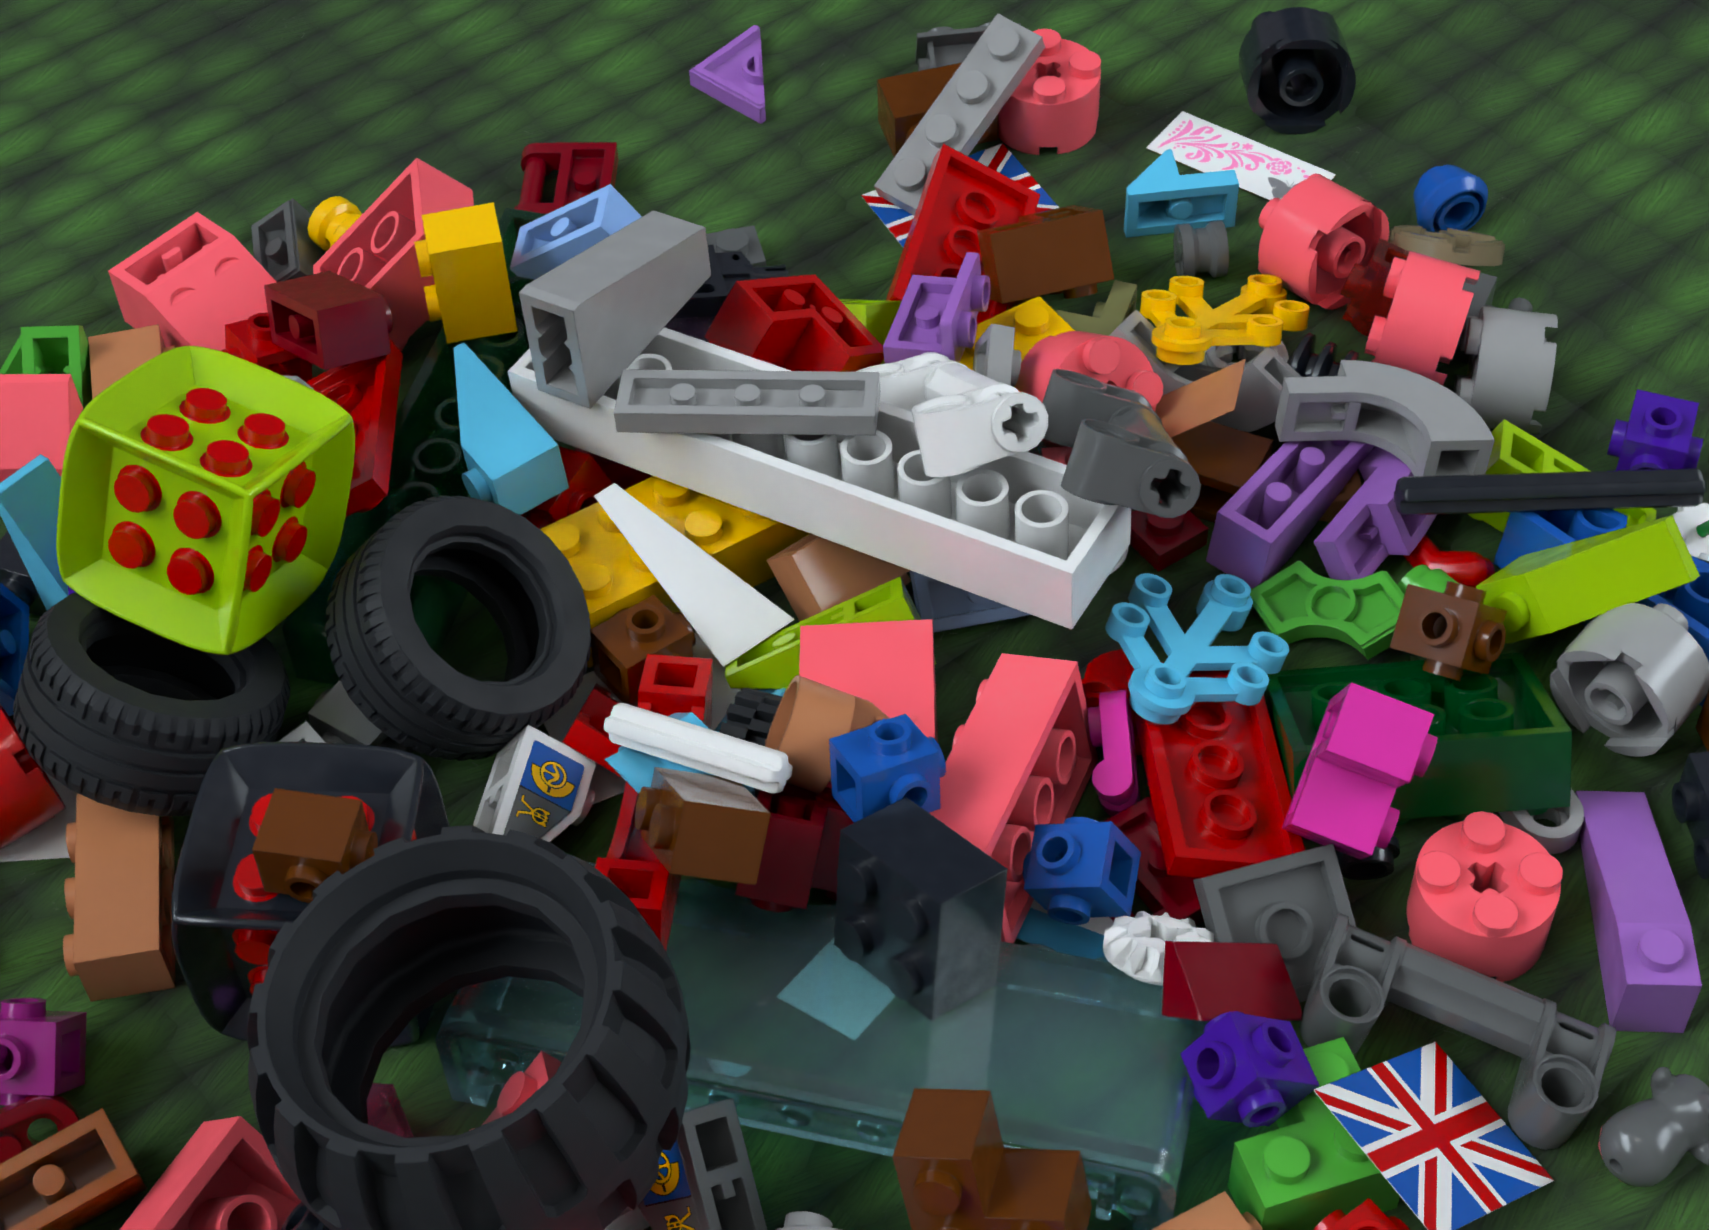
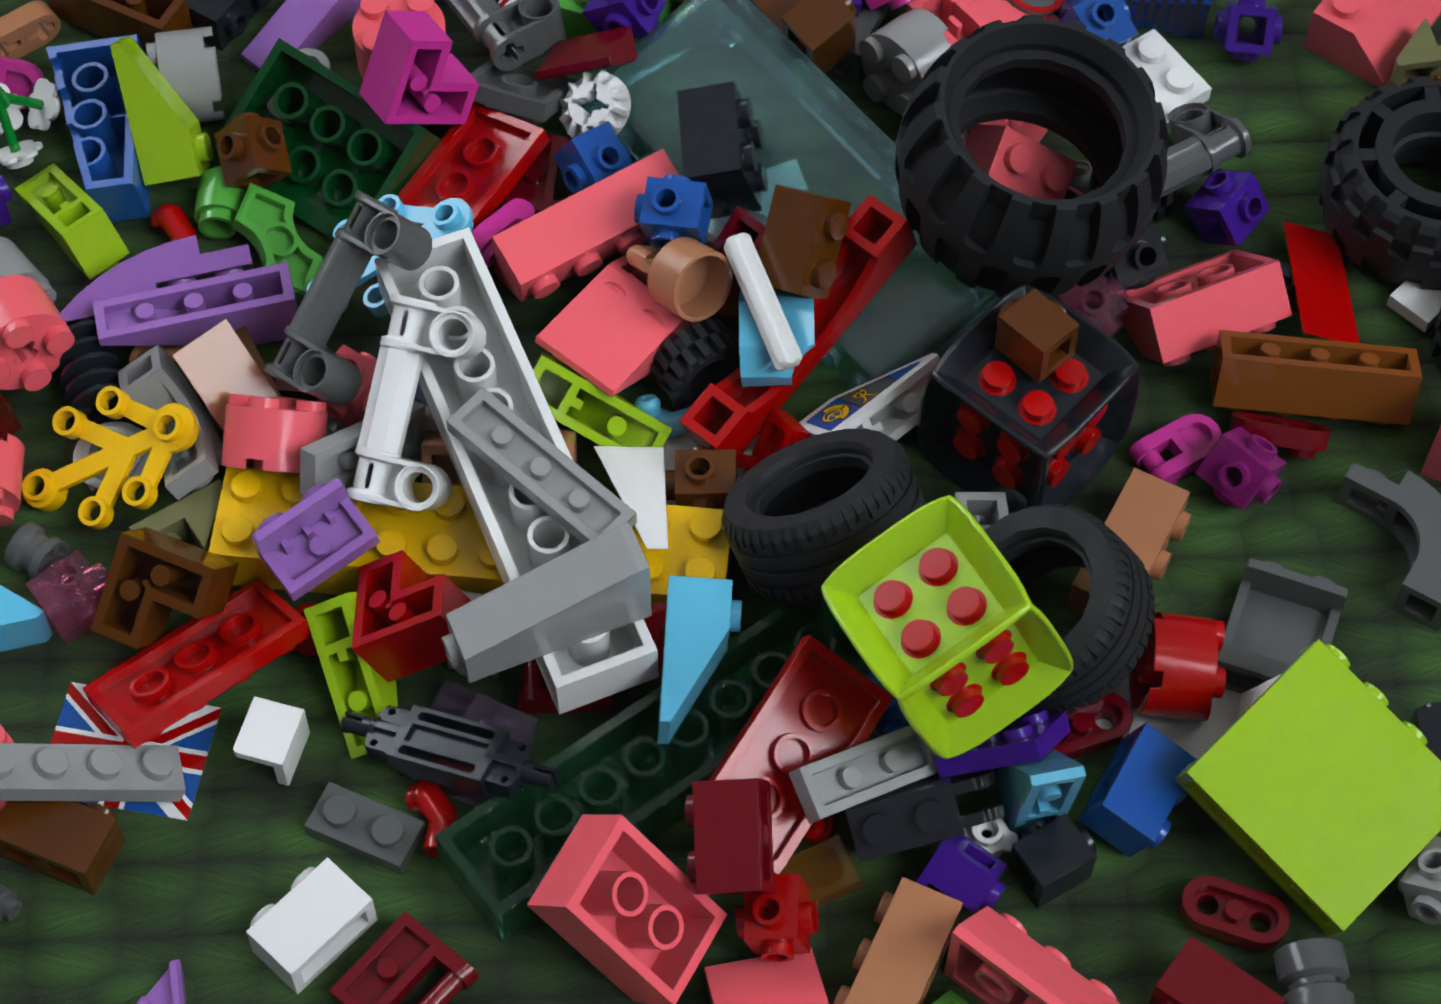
camera: 145 degrees left, 10 degrees up
(121, 1071) = (1188, 440): none -> dark pink plate
(468, 271) = (606, 780): yellow piece -> none
(570, 231) = (505, 755): light blue slope -> none
(677, 167) = (311, 924): none -> white piece
(843, 250) = (273, 736): none -> white panel
(1132, 227) = (69, 594): none -> clear pink brick
(1389, 409) = (122, 246): light grey arch -> none
(1549, 491) = (107, 168): black axle -> none

